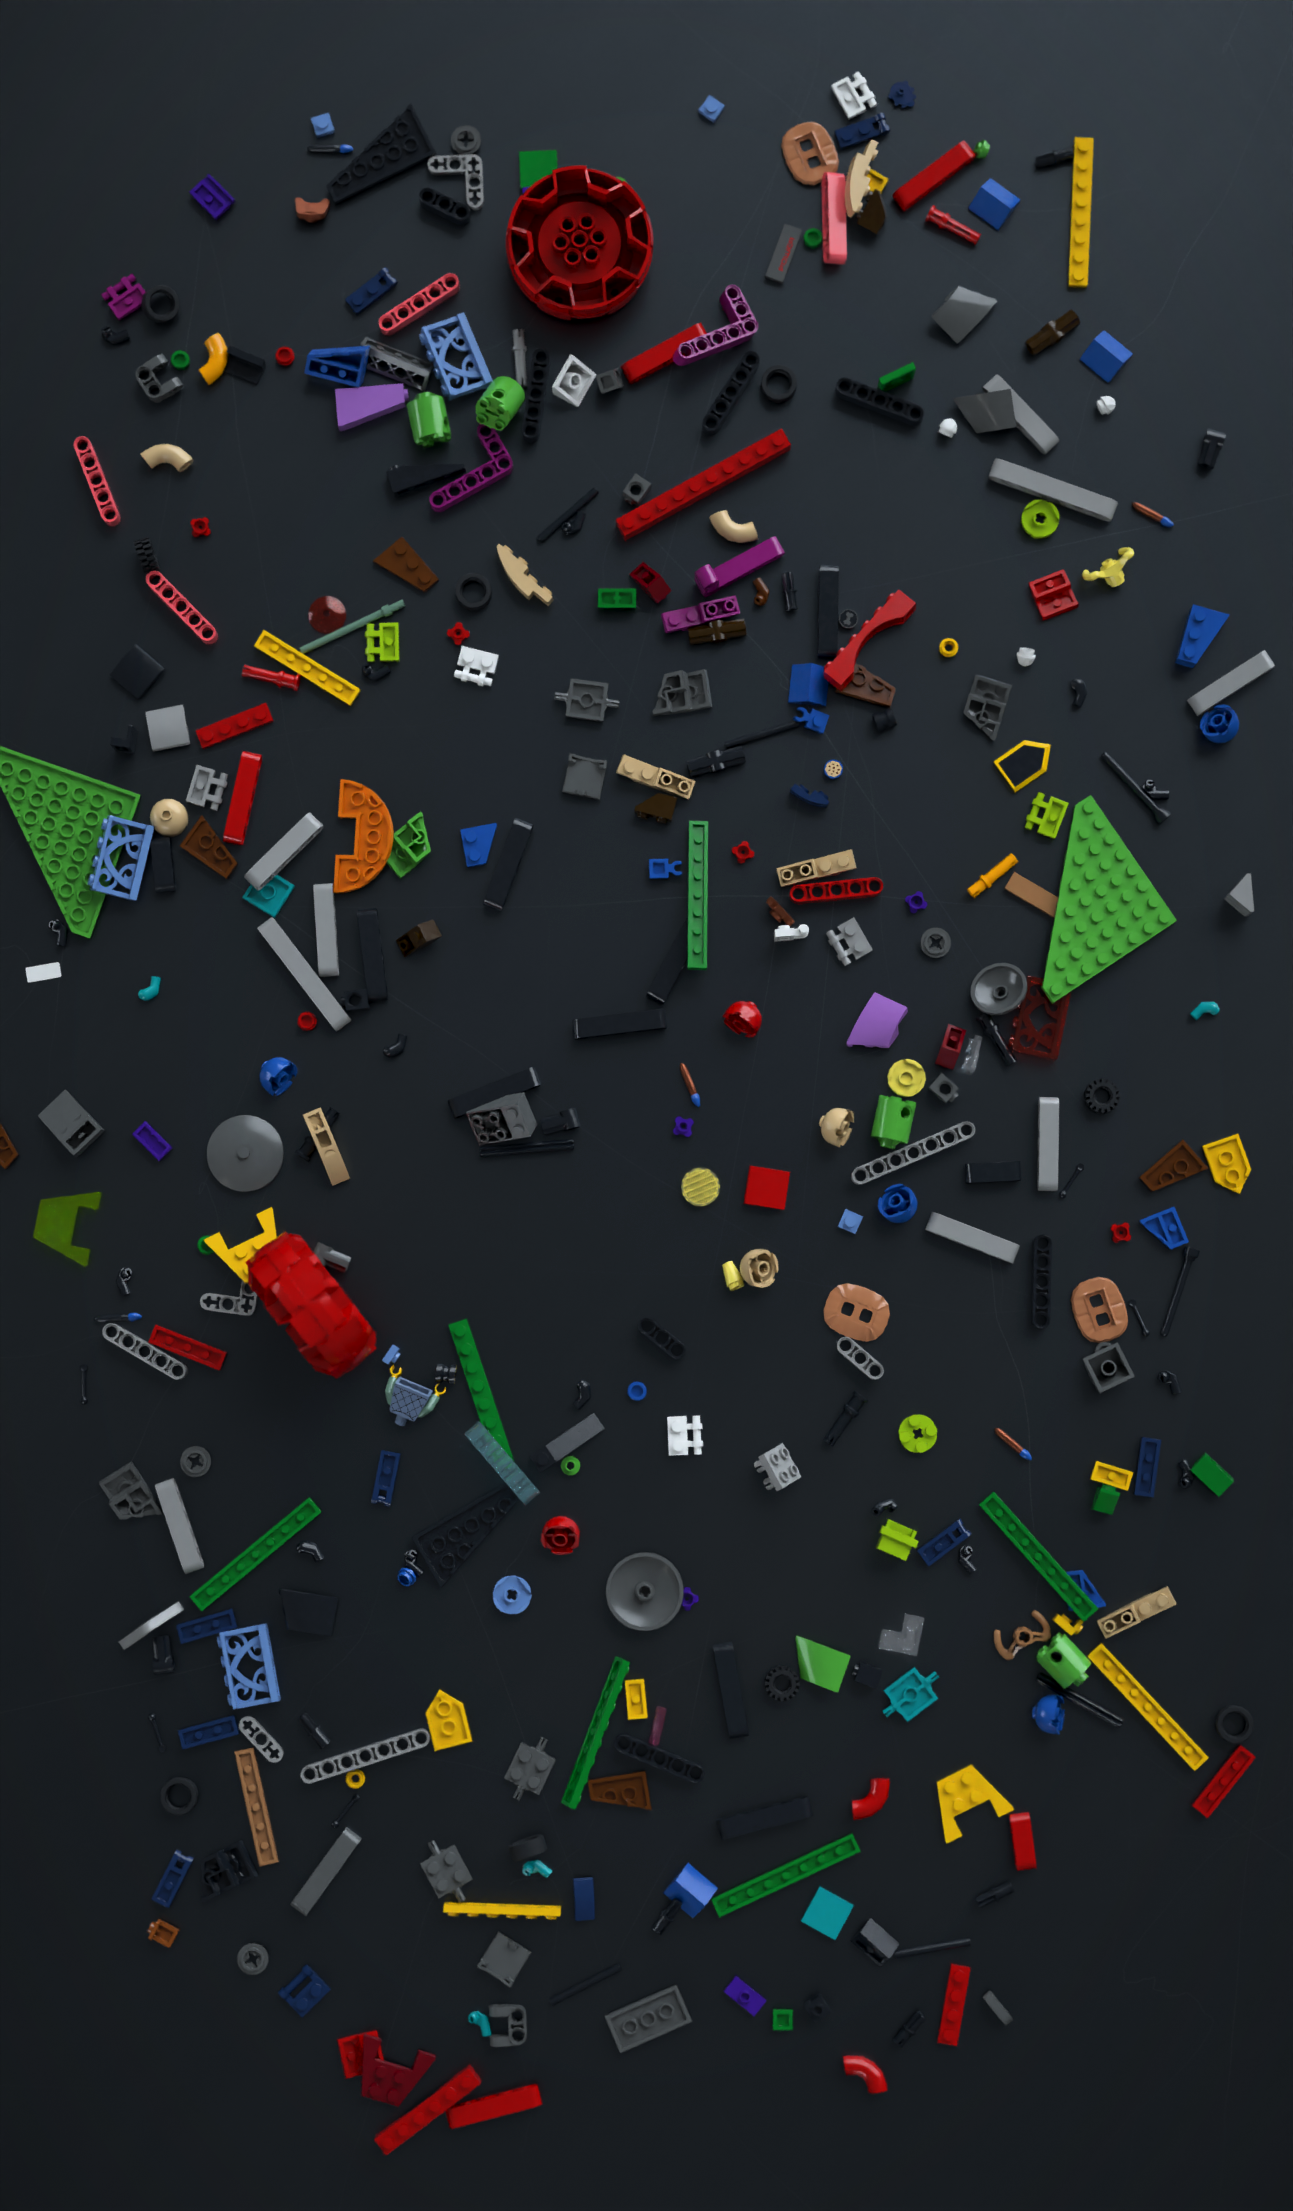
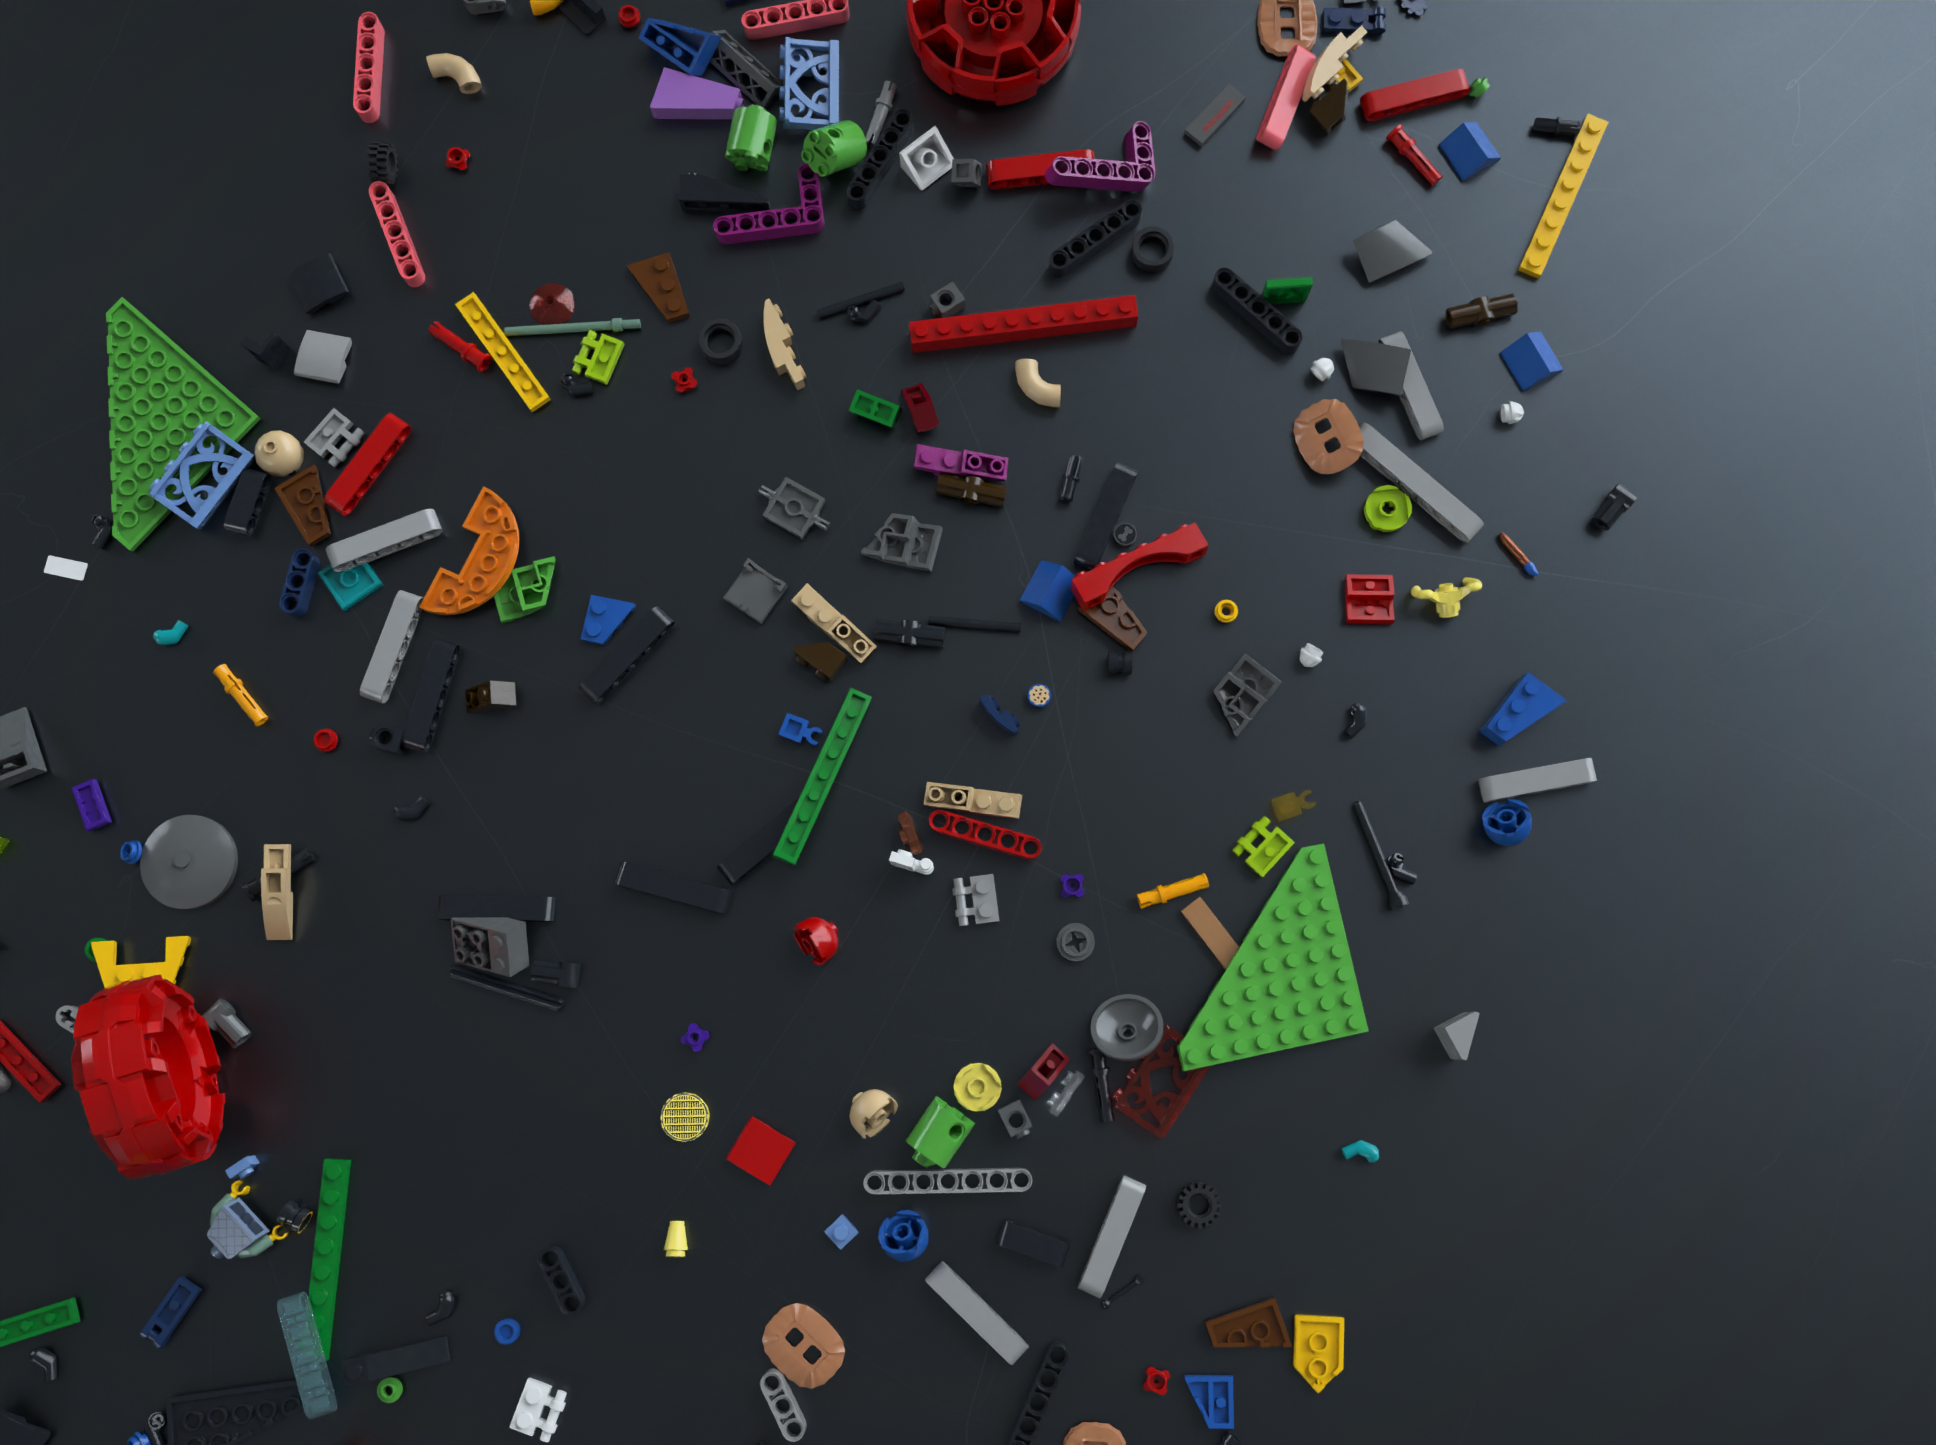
camera: 20 degrees right, 5 degrees down
(200, 1163) = (131, 851): none -> blue plate
(228, 902) = (295, 573): none -> dark blue beam
(232, 1016) = (234, 687): none -> light orange pin
(234, 725) = (396, 383): red plate -> none
(276, 1075) = (261, 788): blue cylinder -> none
(304, 974) = (345, 685): light grey beam -> none
(477, 660) = (692, 417): white plate -> none
(690, 1085) = (724, 991): copper piece -> none
(712, 580) = (1022, 429): magenta beam -> none
(744, 846) = (893, 743): red plate -> none
(759, 1267) = (708, 1245): tan cylinder -> none
(762, 593) = (1041, 466): reddish brown arm -> none
(813, 238) = (1254, 111): green tile -> none
(813, 720) = (1040, 631): blue plate -> none
(877, 1023) = (969, 1009): medium lavender slope -> none
(982, 470) = (1343, 428): none -> nougat piece
(1023, 763) = (1260, 776): black tile -> none
(1054, 777) = (1289, 806): none -> clear yellow plate

